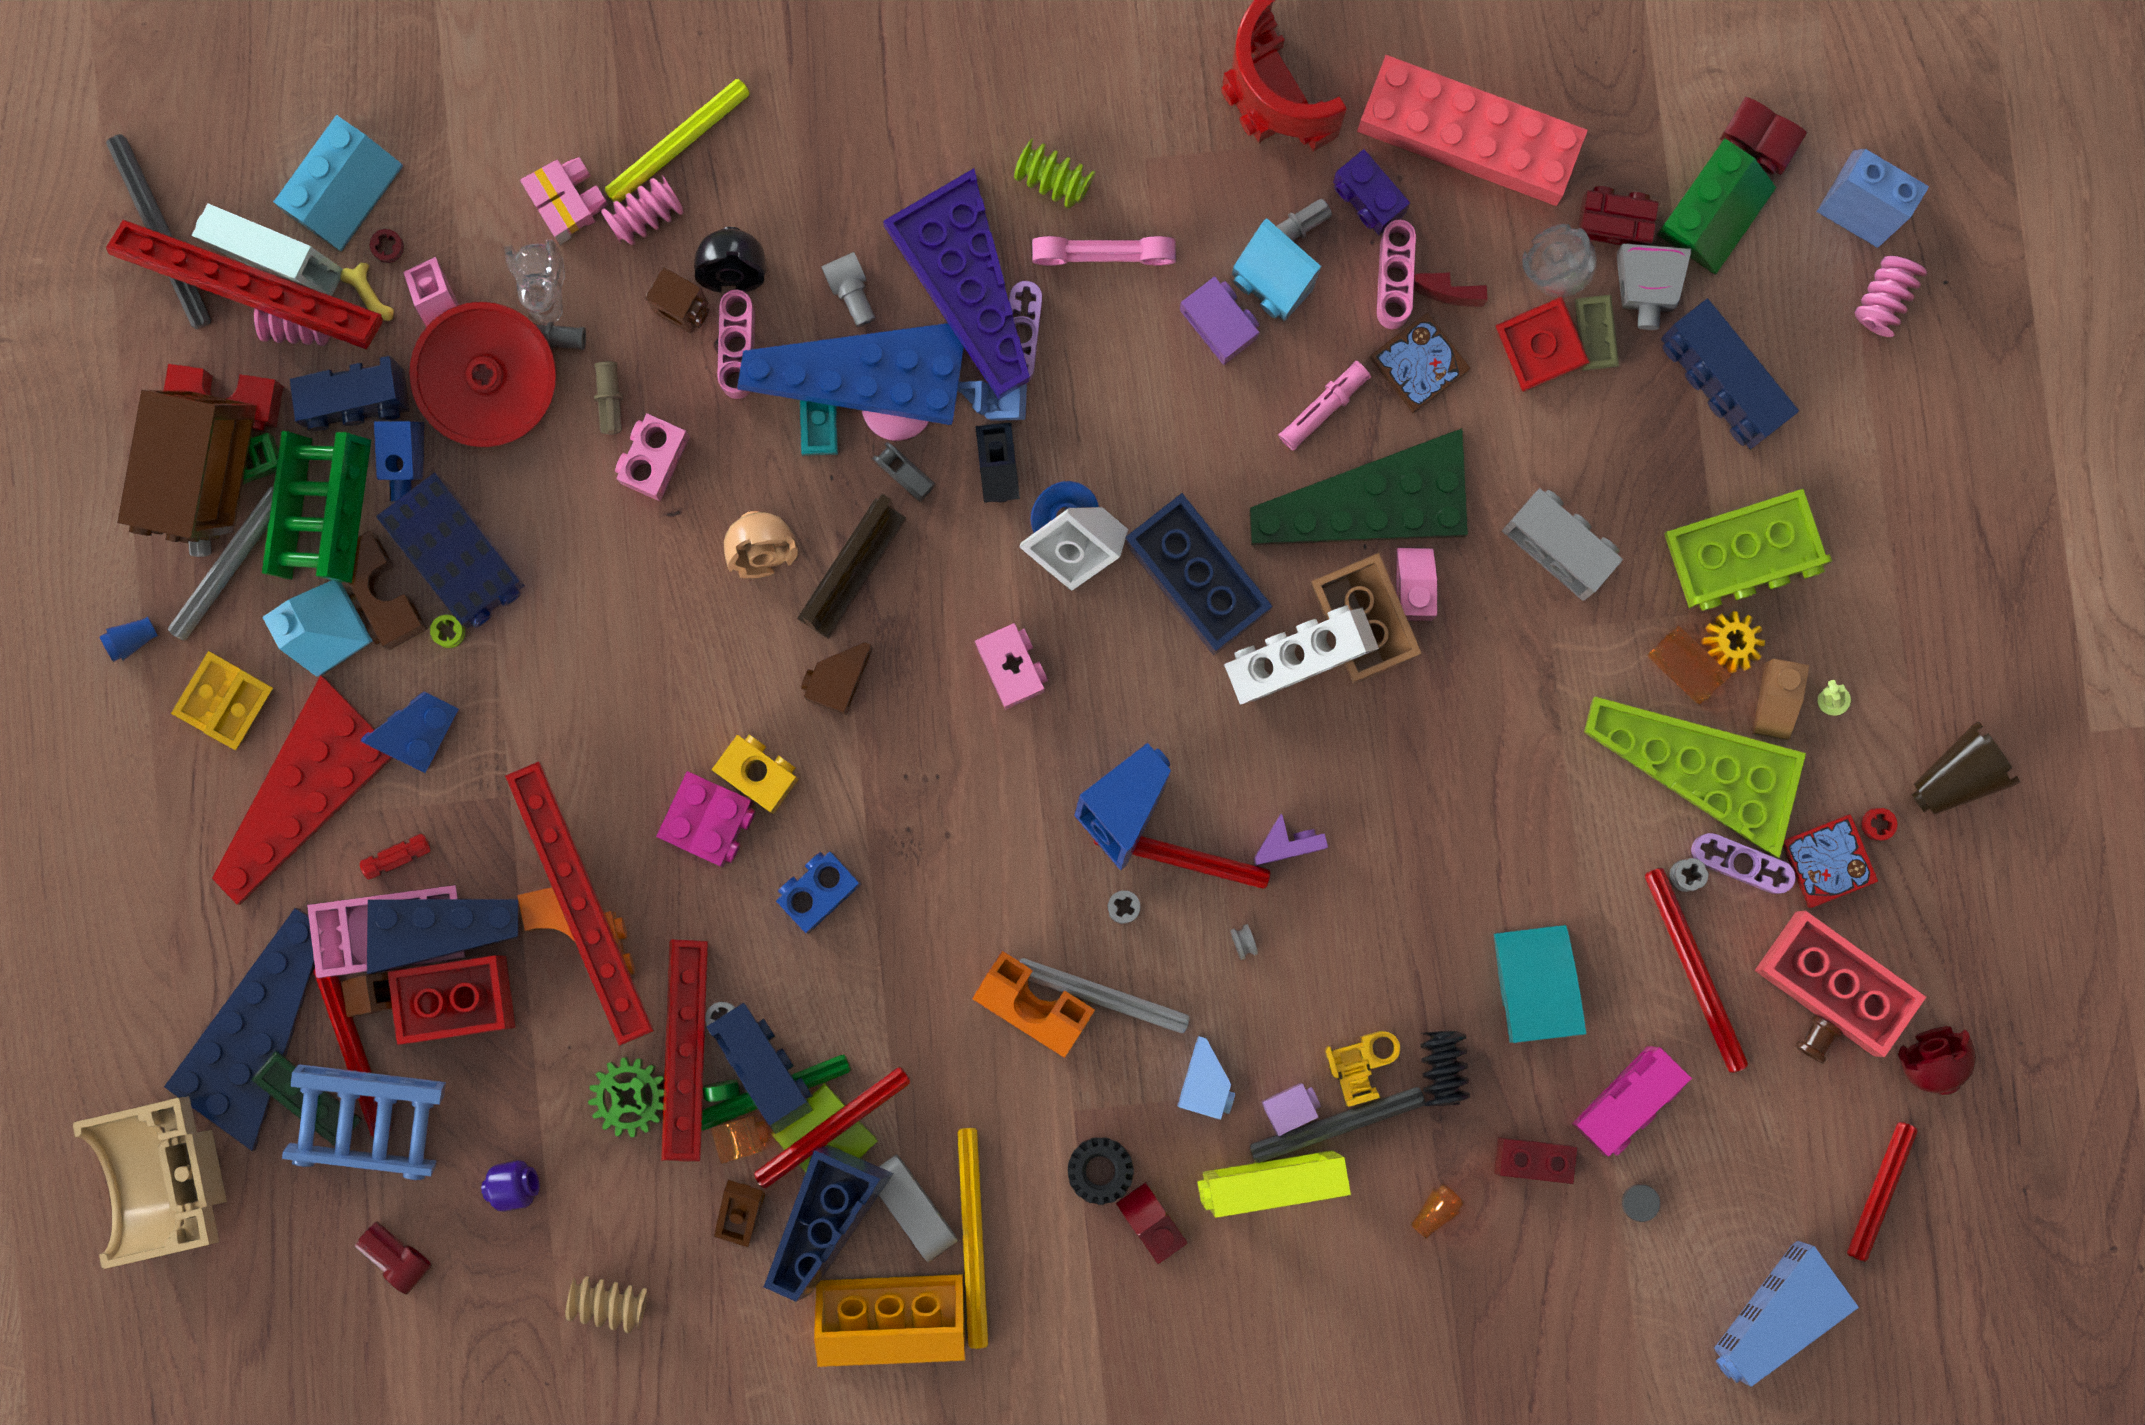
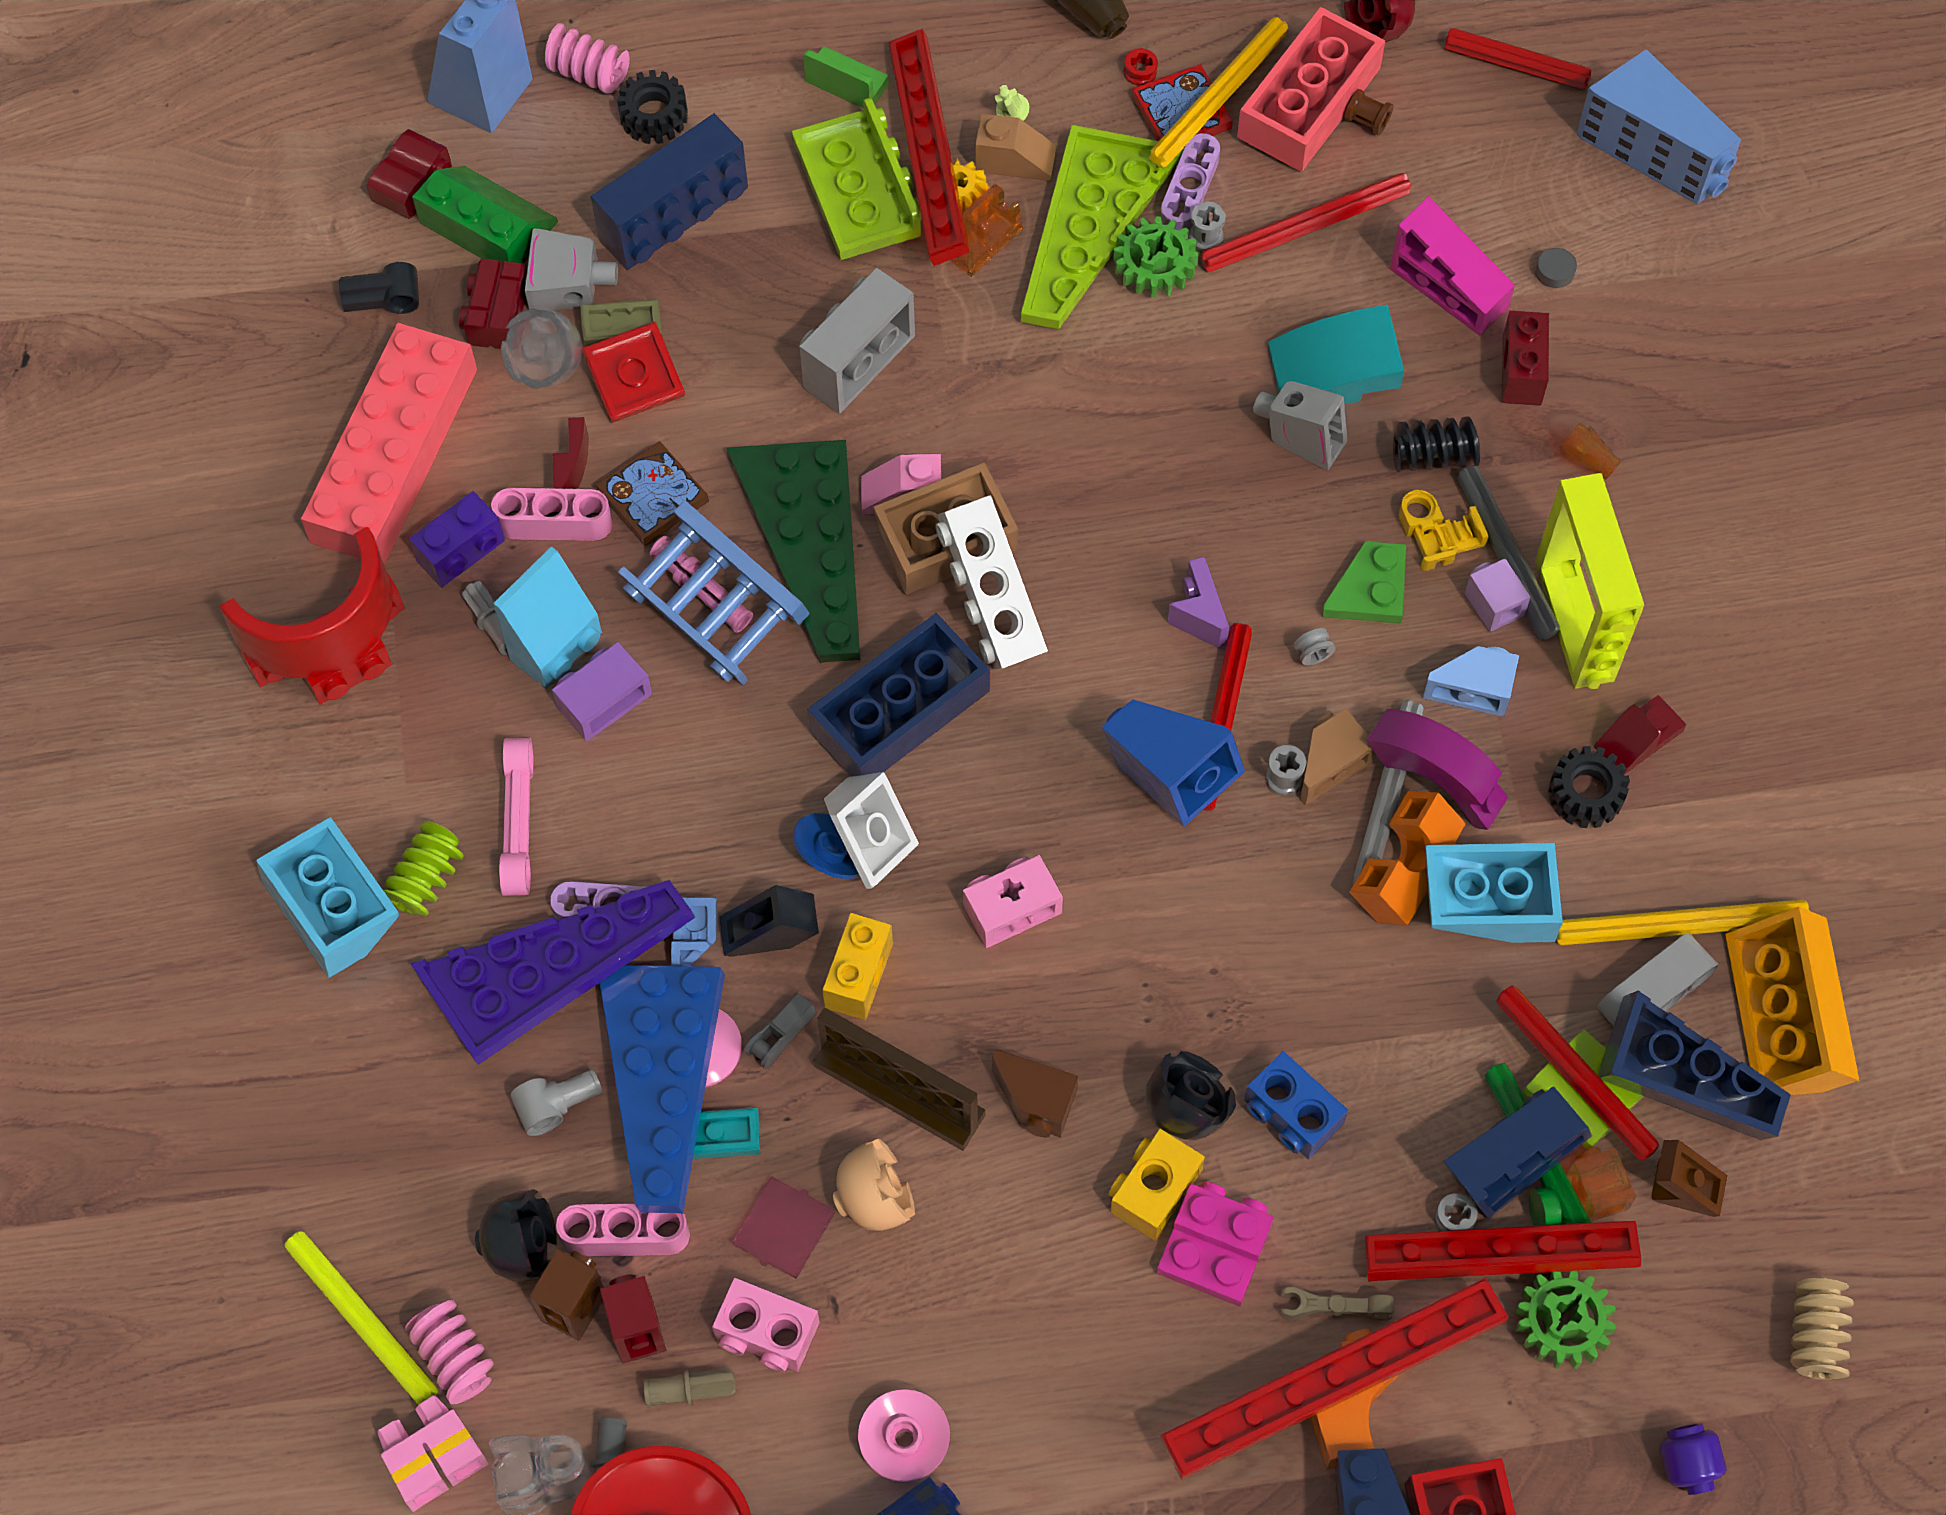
camera: 90 degrees left, 20 degrees down
(551, 547) = (899, 1413): none -> bright pink dish
(648, 943) = (1375, 1306): none -> dark tan piece
(656, 351) = (632, 1318): none -> dark red brick
(738, 473) = (783, 1227): none -> clear pink piece
(824, 803) = (1188, 1097): none -> black cylinder
(954, 535) = (858, 966): none -> yellow brick
(996, 1072) = (1495, 890): none -> medium azure slope
(1030, 95) = (328, 896): none -> medium azure slope
(1116, 1037) = (1443, 756): none -> magenta arch
(1138, 949) = (1335, 754): none -> medium nougat slope
(1308, 999) = (1371, 585): none -> bright green wing
(1316, 448) = (722, 554): none -> medium blue fence
(1462, 957) = (1306, 421): none -> light grey torso
(1636, 125) = (391, 289): none -> black piece
(1664, 810) = (1156, 253): none -> bright green gear
(1776, 614) = (928, 148): none -> red tile
(1840, 896) = (1218, 92): none -> yellow axle
(1851, 344) = (654, 124): none -> black tyre
(1870, 542) = (843, 76): none -> bright green panel

